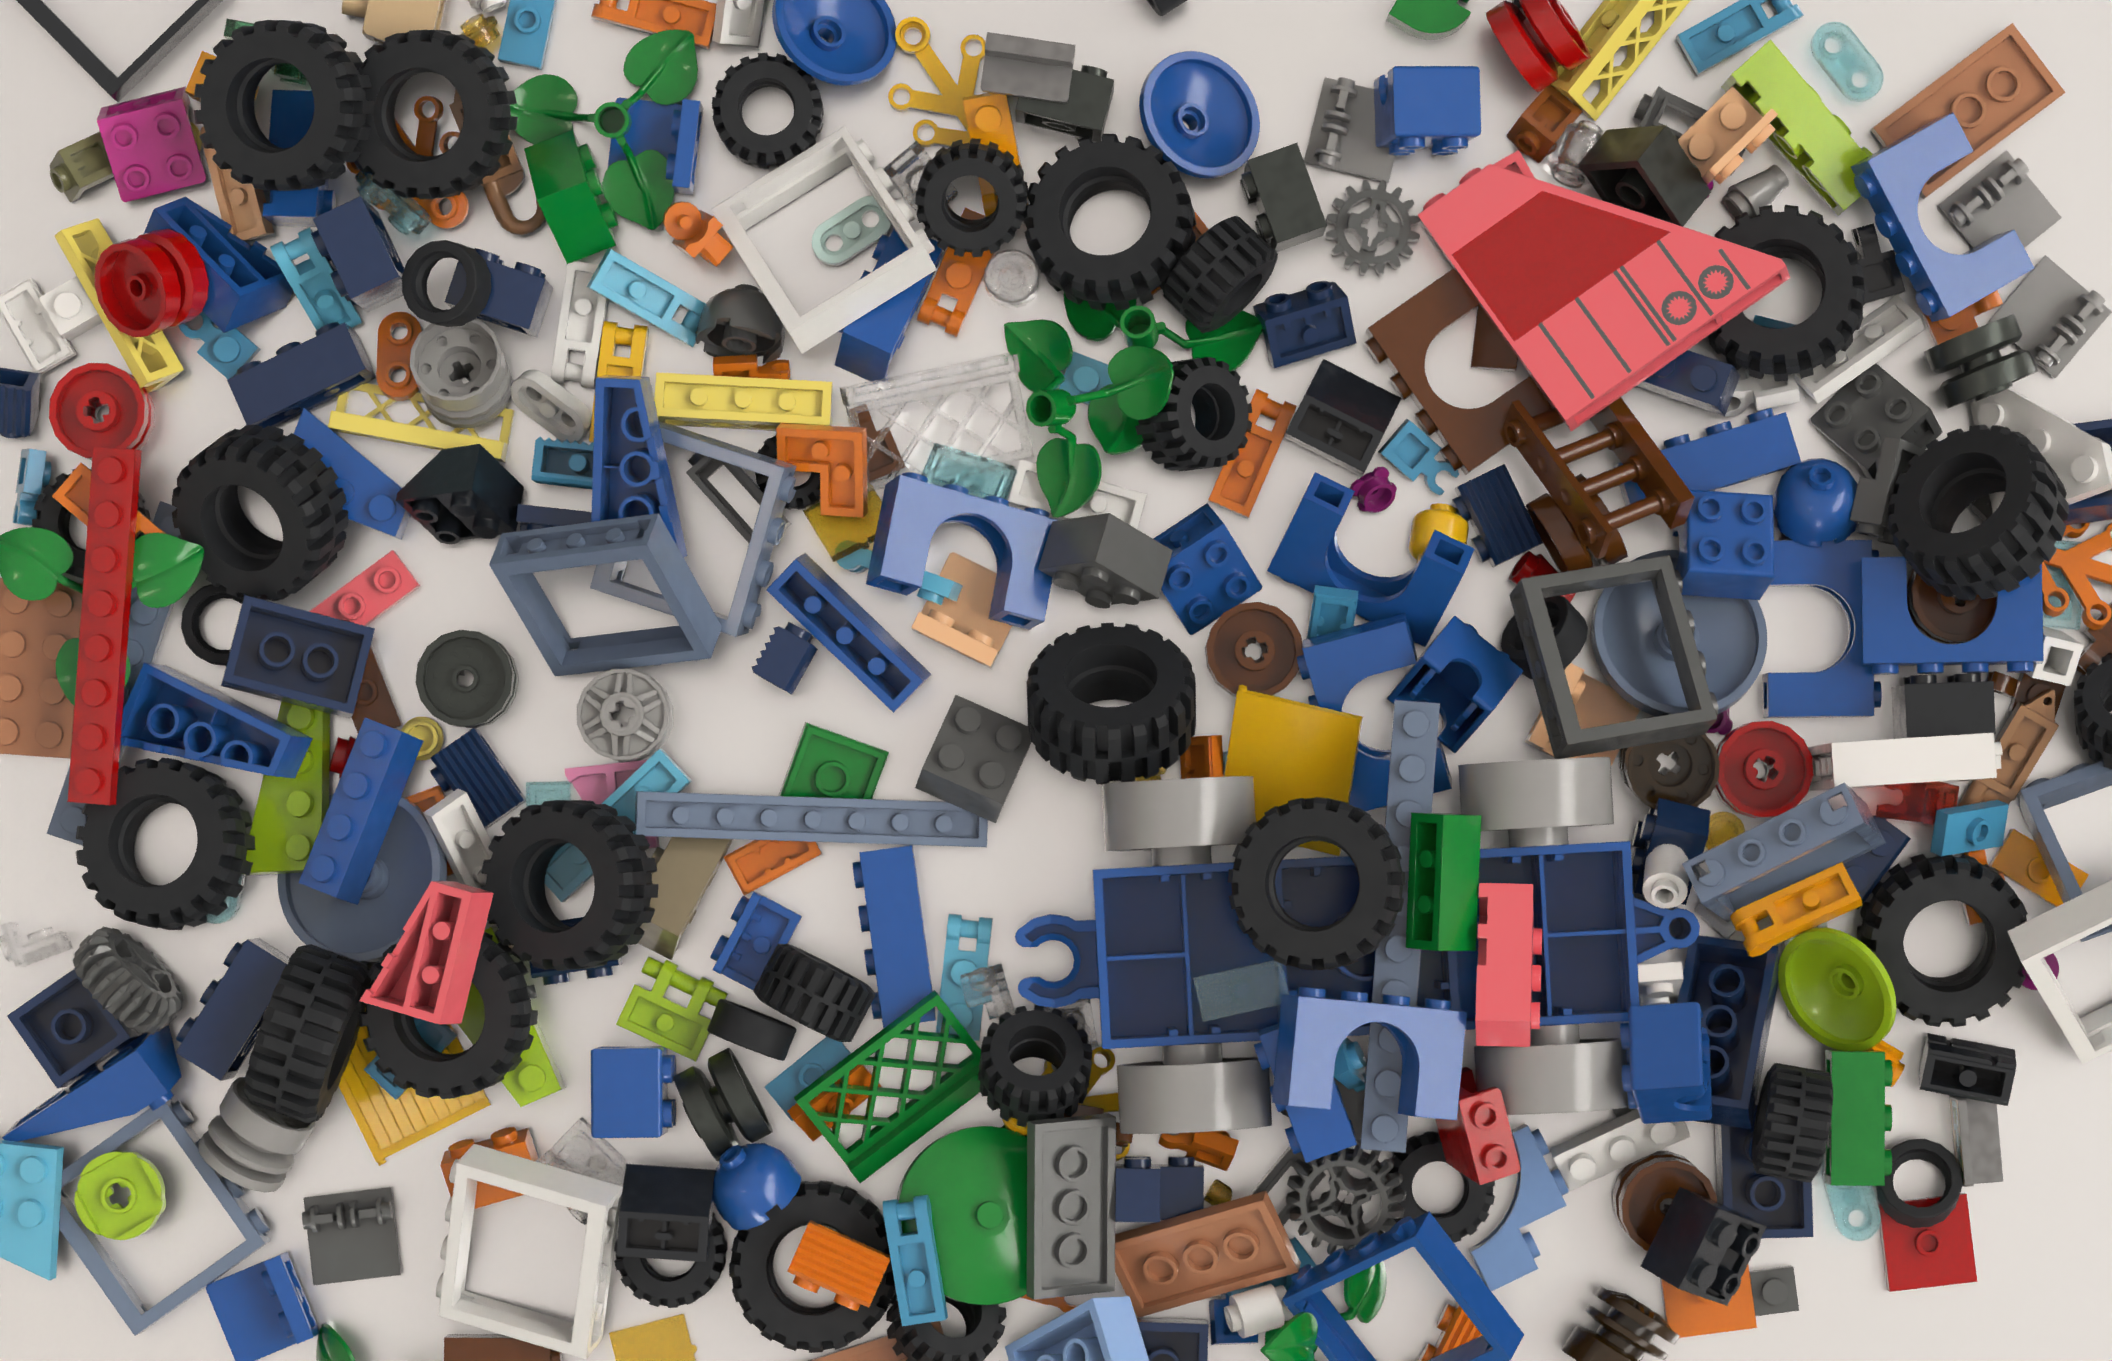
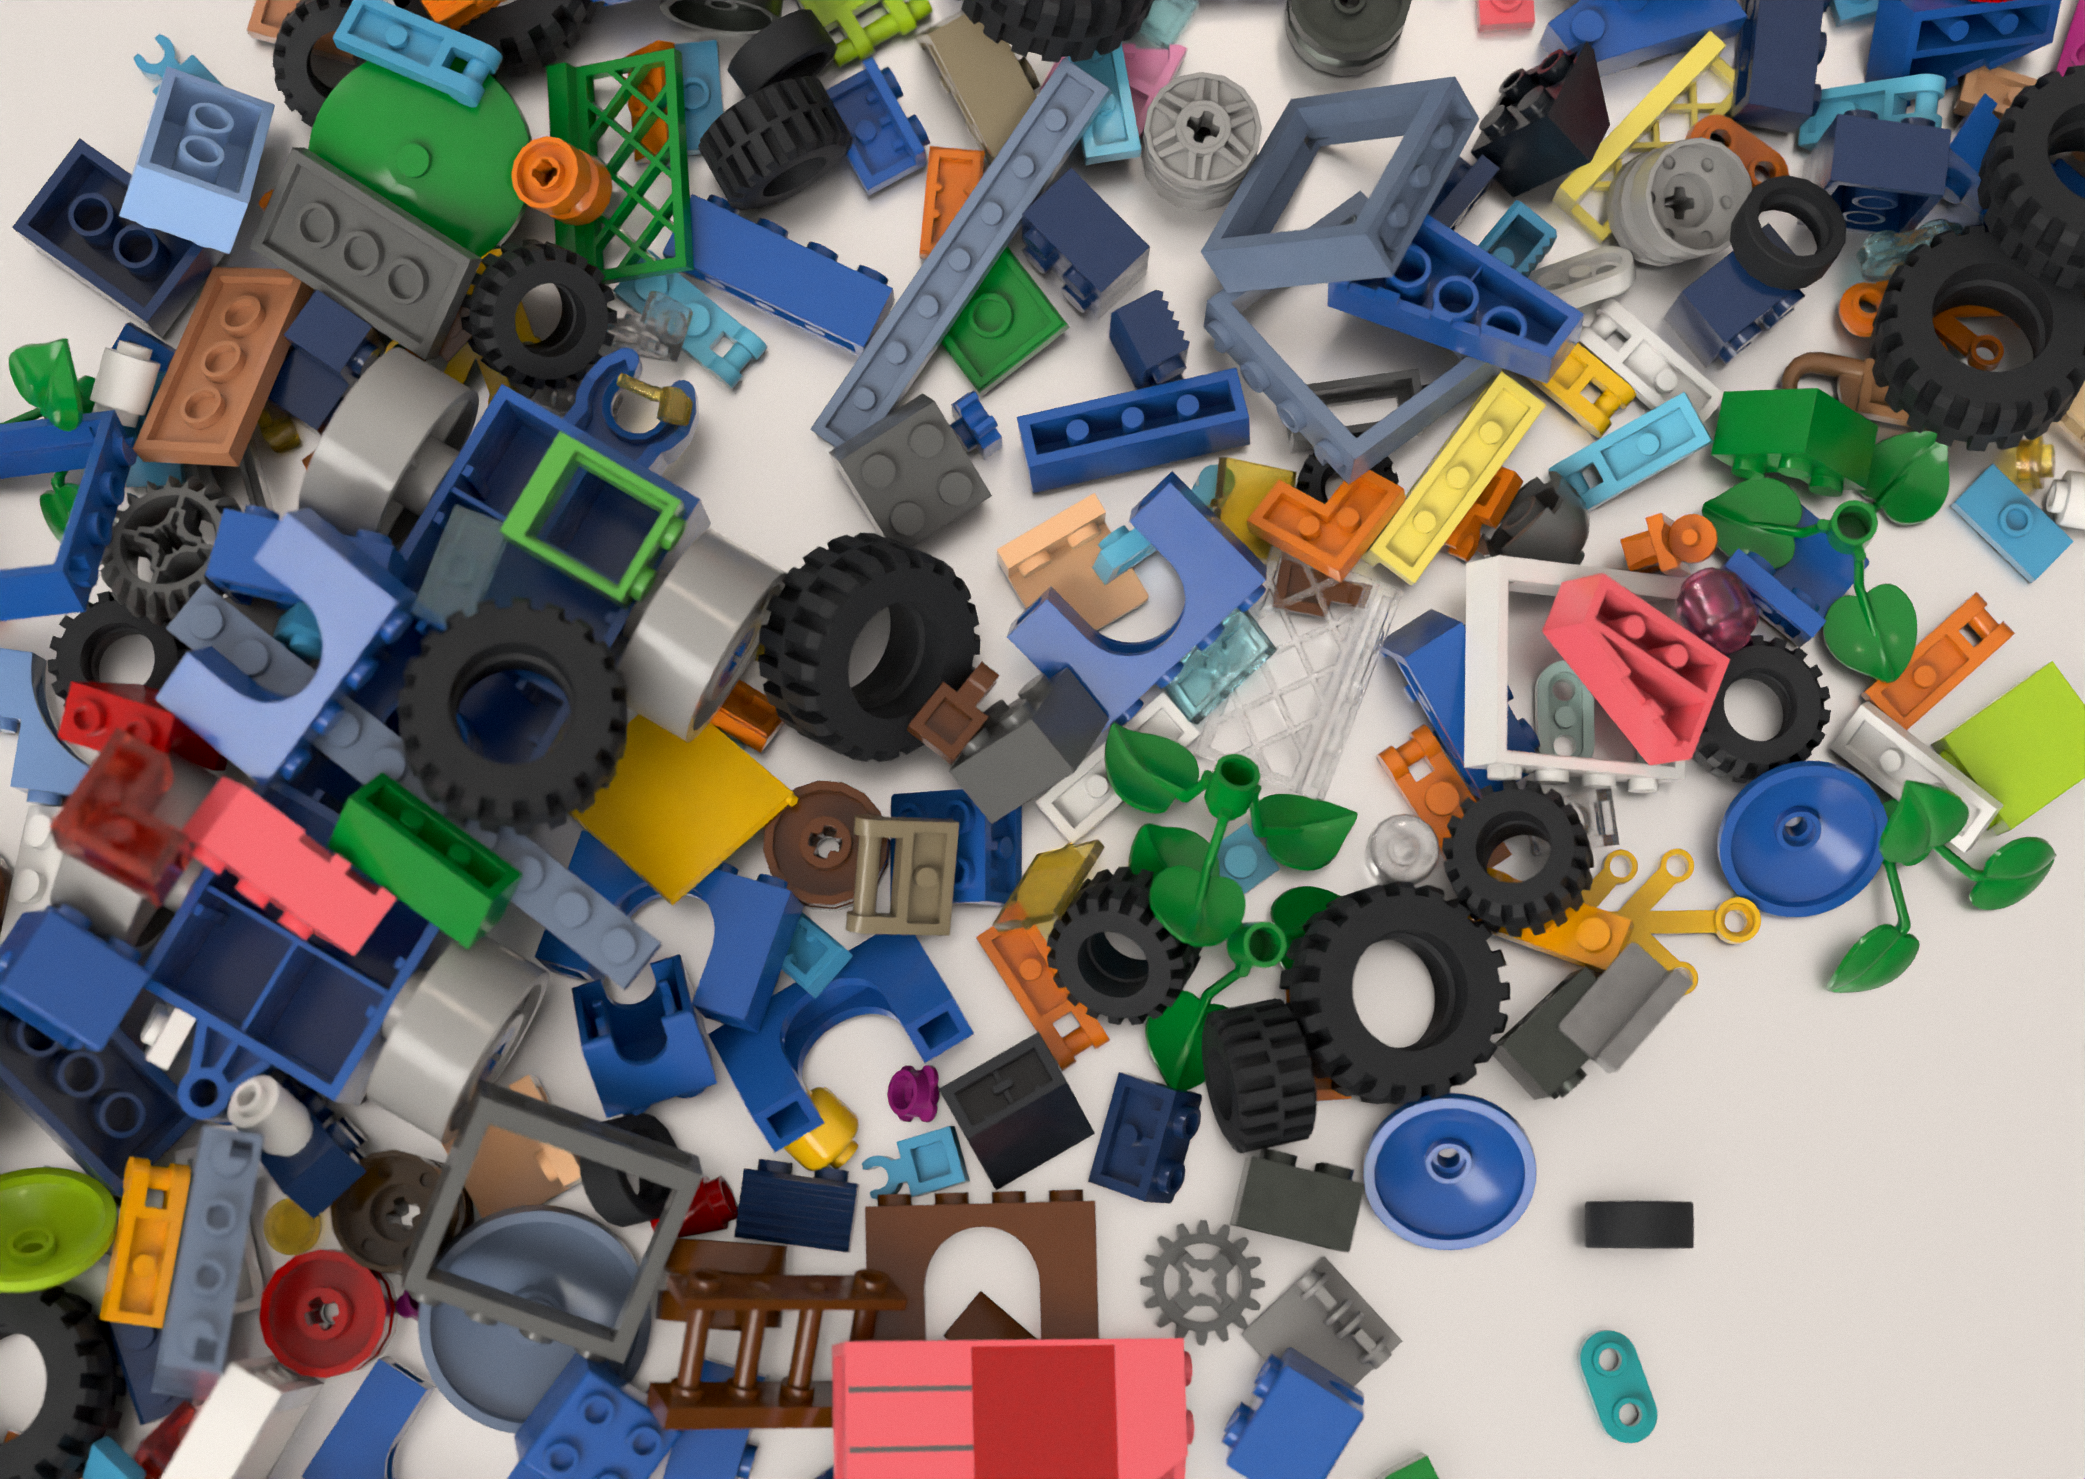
camera: 120 degrees right, 5 degrees down
(723, 173) = (1717, 609): none -> clear pink head
(747, 745) = (1083, 244): none -> dark blue brick
(799, 198) = (1637, 665): none -> coral wedge
(914, 740) = (975, 426): none -> blue plate
(936, 1112) = (561, 181): none -> orange wheel
(1039, 934) = (674, 404): none -> clear yellow hand
(1123, 619) = (953, 717): none -> reddish brown plate
(1155, 969) = (546, 489): none -> bright green window
(1186, 489) = (1048, 886): none -> clear yellow piece
(1237, 573) = (920, 879): none -> dark tan plate
(1557, 1085) = (111, 821): none -> clear red brick

